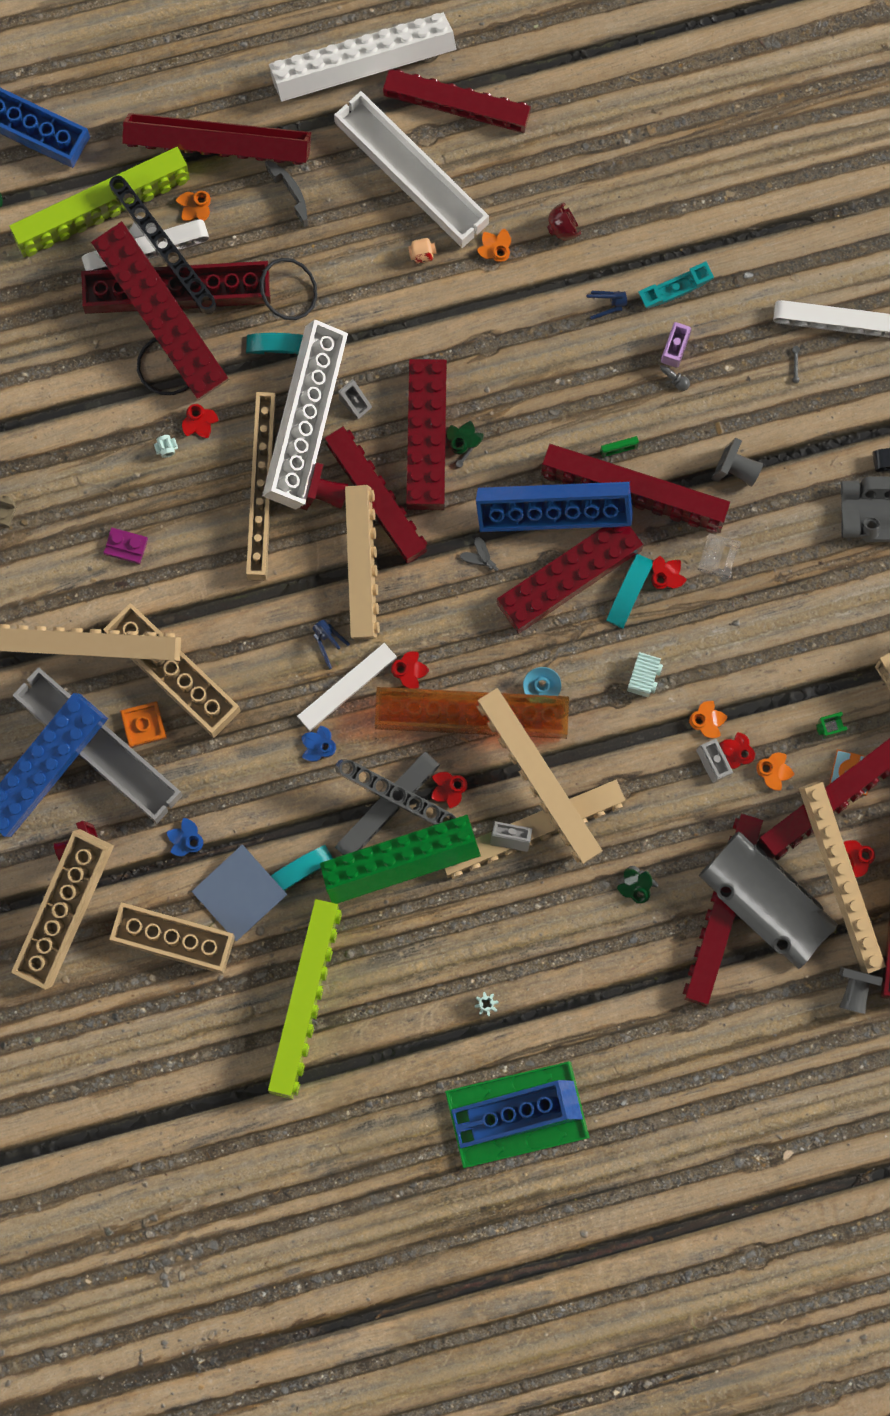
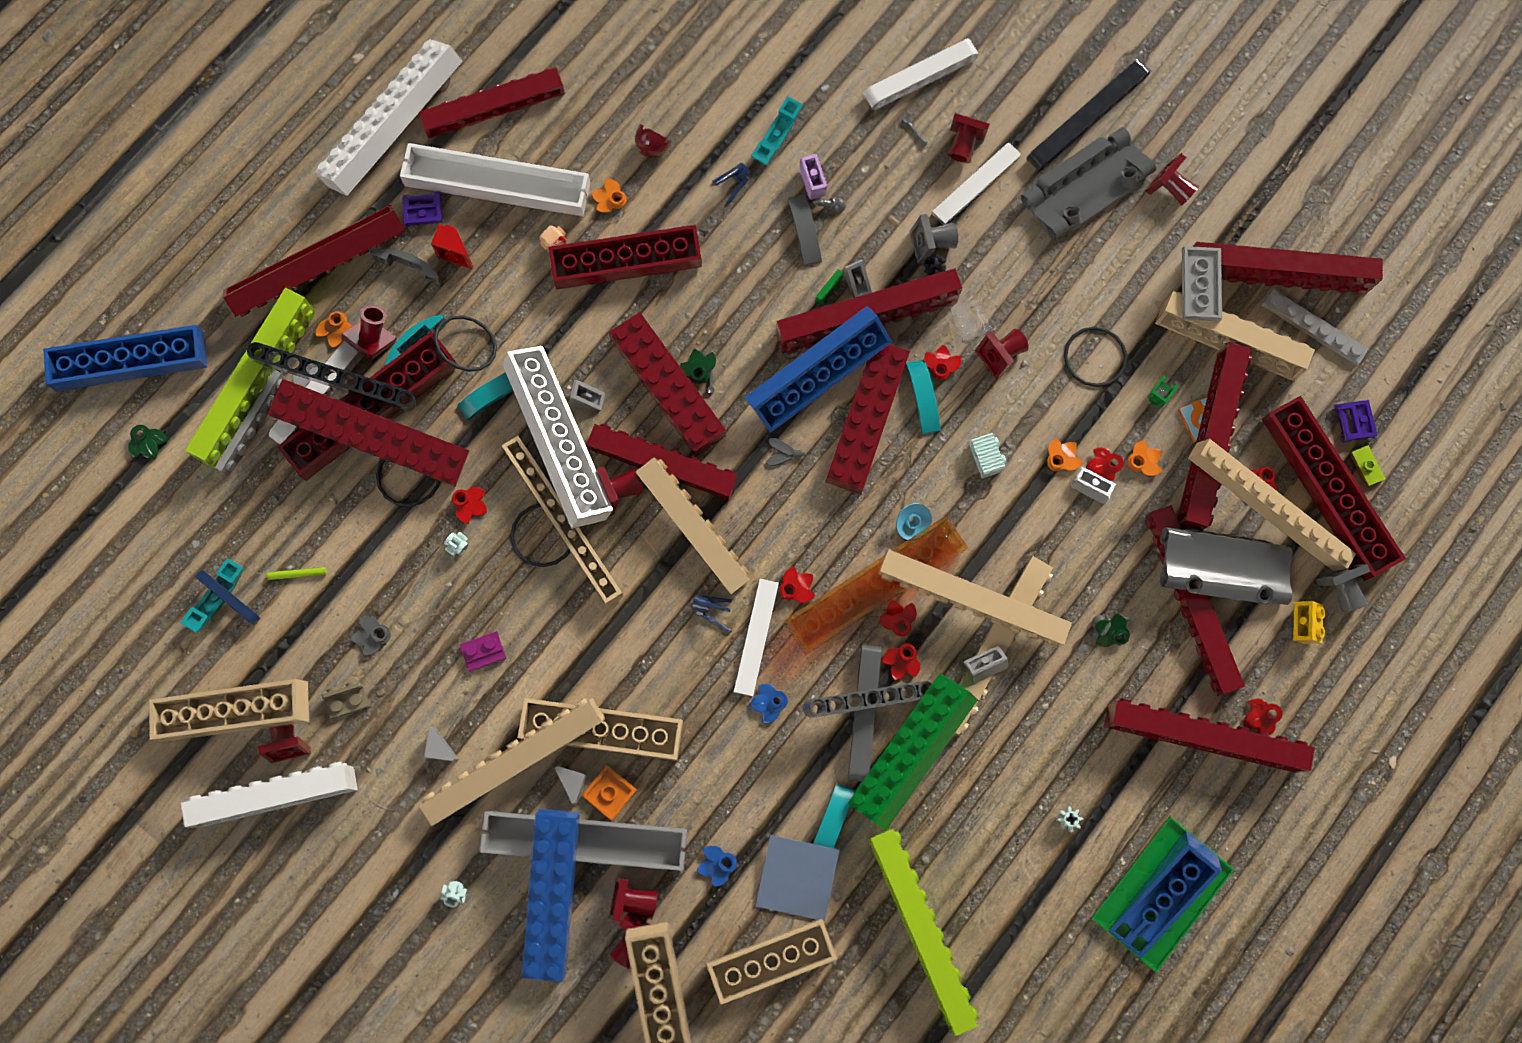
camera: 40 degrees left, 0 degrees up
(27, 383) = (296, 573): none -> lime bar
(38, 595) = (438, 748): none -> light grey slope
(47, 471) = (368, 635): none -> dark grey plate
(75, 237) = (248, 427): none -> light grey plate
(100, 816) = (631, 901): none -> dark red plant
(120, 696) = (572, 782): none -> light grey slope
(209, 487) = (518, 552): none -> black piece
(217, 229) = (369, 335): none -> dark red plant
(251, 253) = (413, 335): none -> teal slope
(333, 157) = (423, 213): none -> dark purple plate
(333, 200) = (450, 247): none -> red slope
(469, 306) = (625, 257): none -> dark red brick
(472, 750) = (898, 615): none -> red plate
(637, 384) = (805, 229): none -> dark grey slope
(646, 1020) = (1209, 737): none -> dark red brick
(648, 456) = (857, 279): none -> light grey slope
(704, 1040) = (1260, 717): none -> red plate
(718, 597) = (998, 353): none -> dark red plant
(722, 489) = (934, 264): none -> black gear
(797, 687) = (1090, 383): none -> black piece
(802, 993) = (1308, 622): none -> yellow brick
(813, 445) = (976, 184): none -> white tile
(831, 399) = (967, 132): none -> dark red plant

